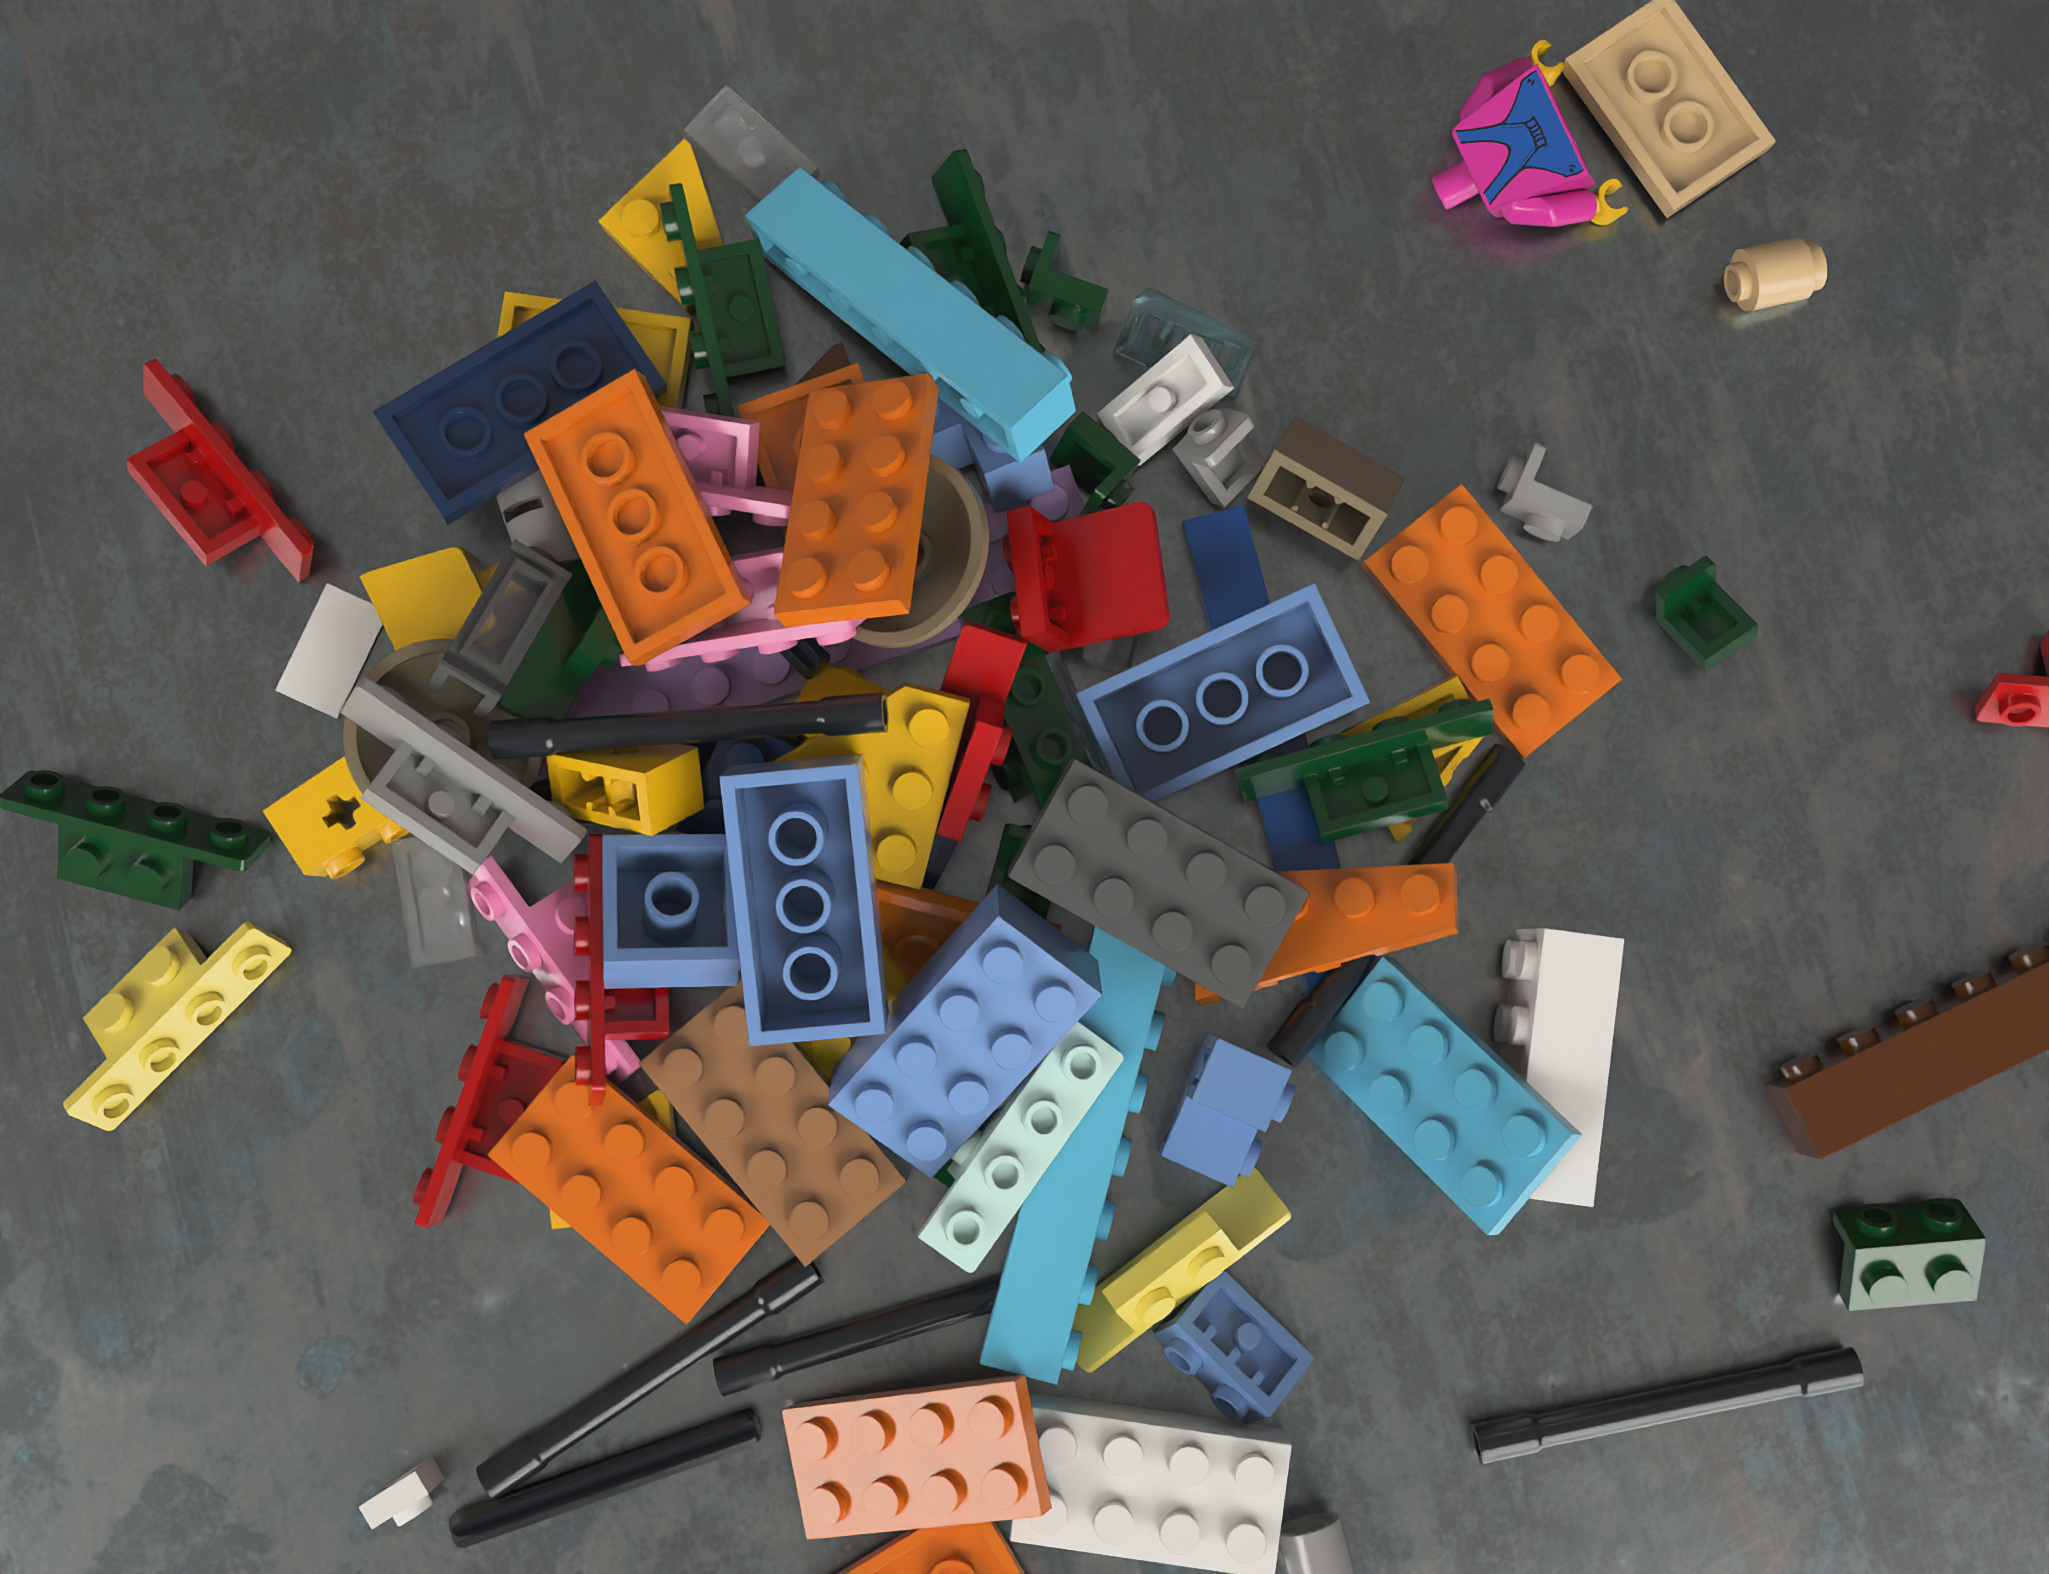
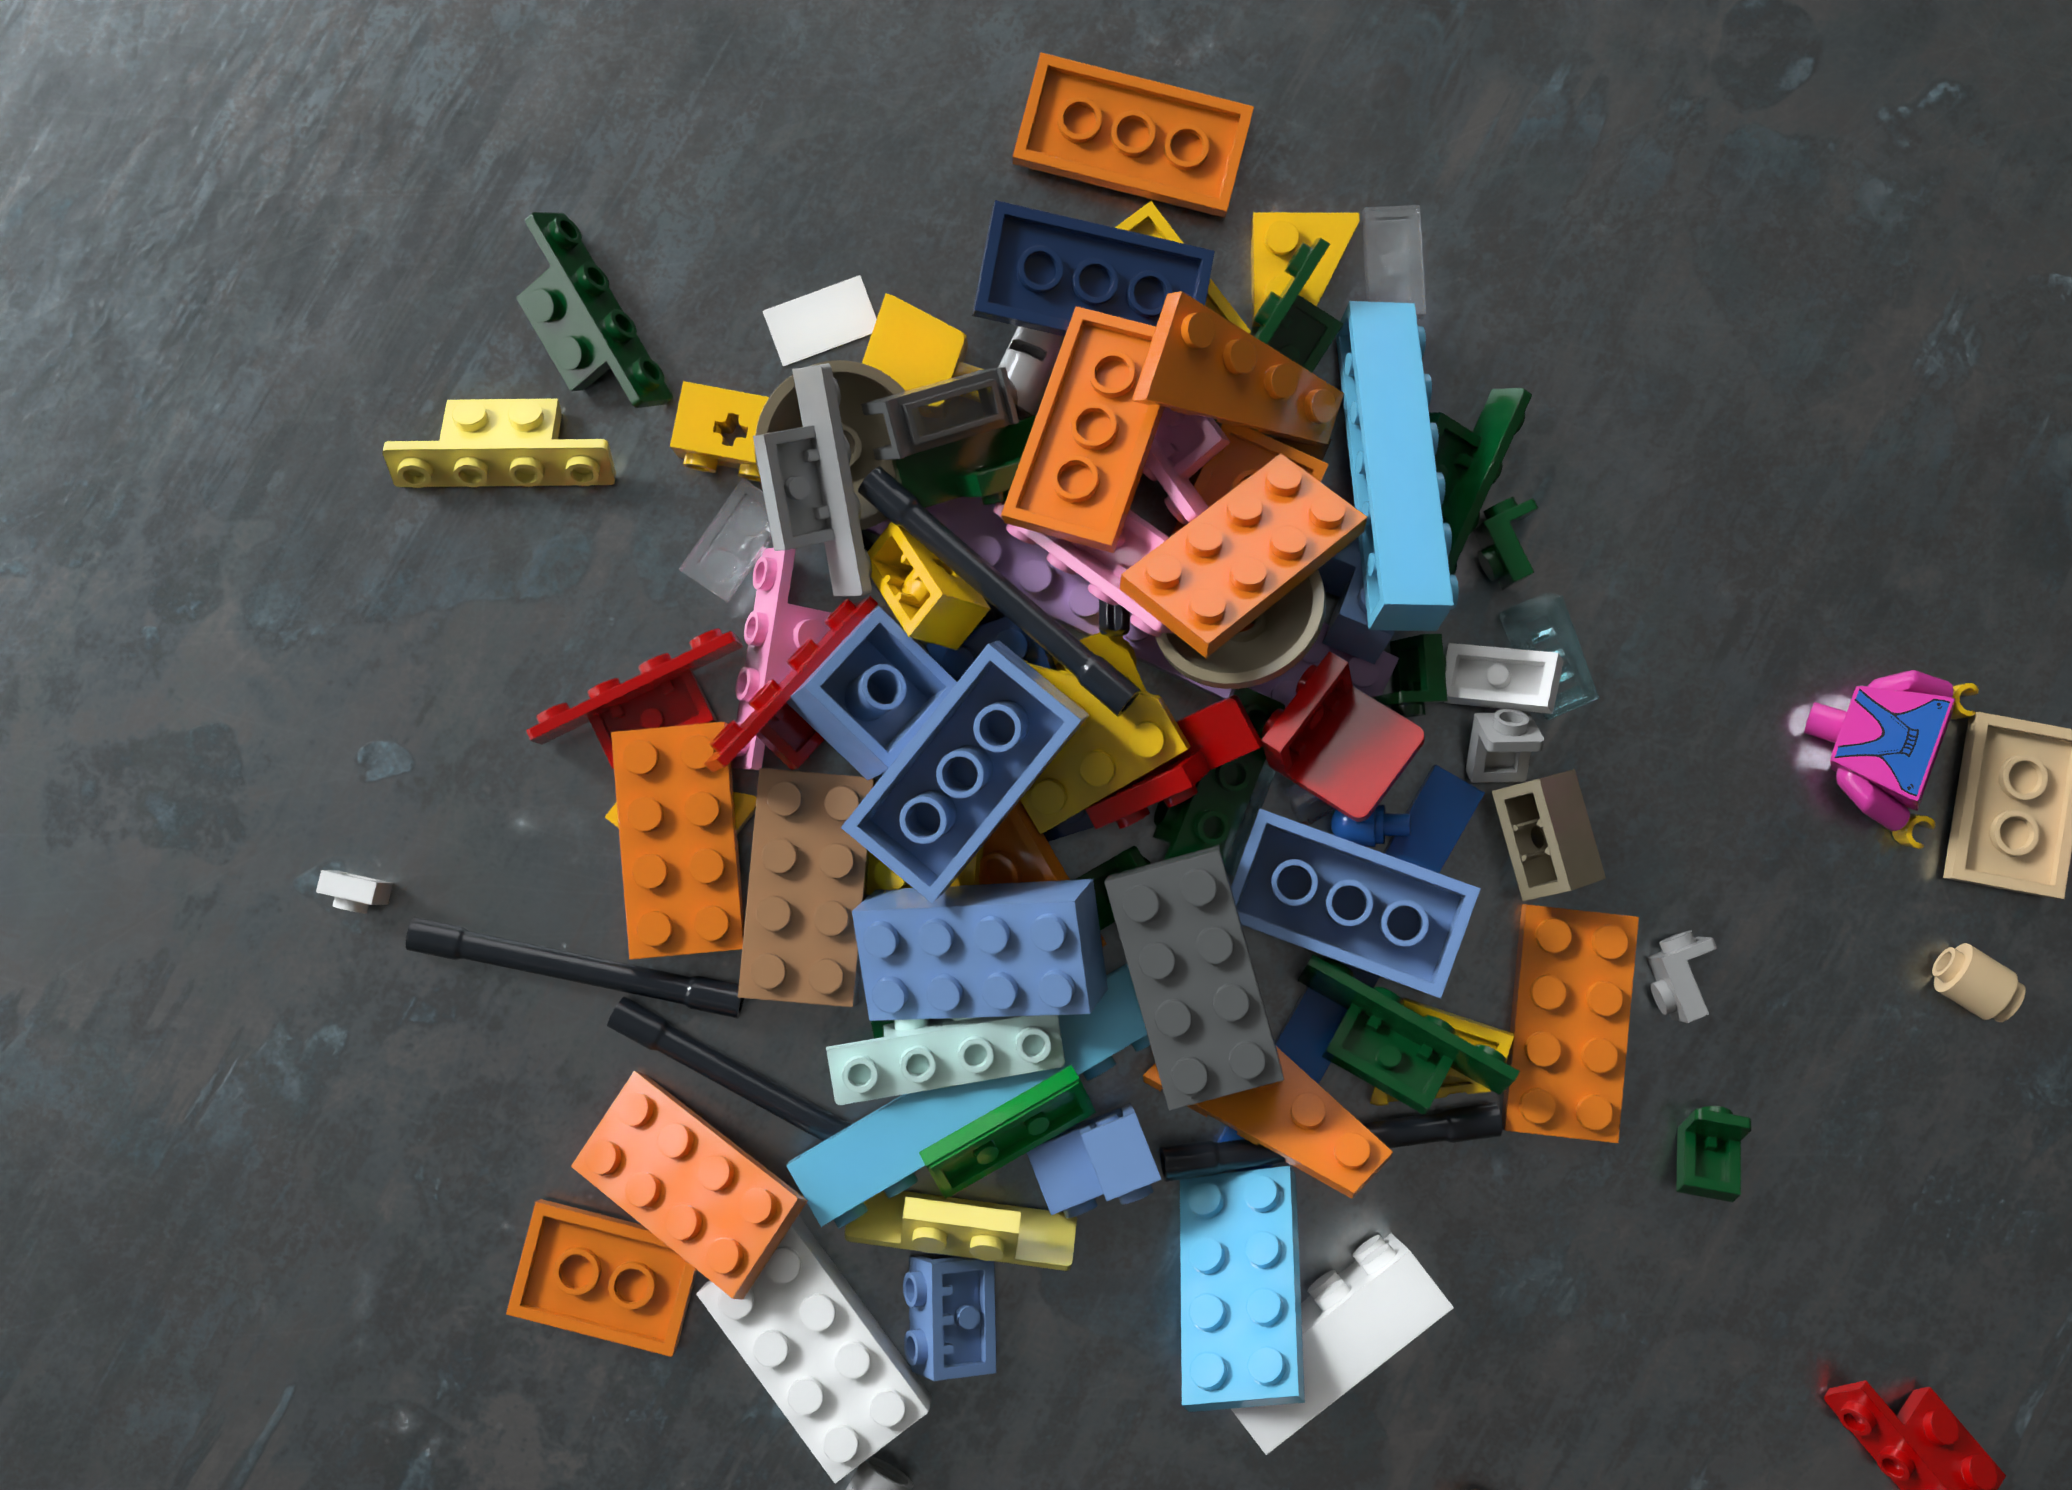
camera: 45 degrees right, 0 degrees up
(207, 487) = (845, 143): red bracket -> none
(437, 253) = (1132, 135): none -> orange plate
(605, 1478) = (485, 1004): black axle -> none
(697, 369) = (1226, 374): none -> orange wing
(1131, 1156) = (1007, 1132): none -> green tile
(1183, 620) = (1372, 830): none -> blue cylinder

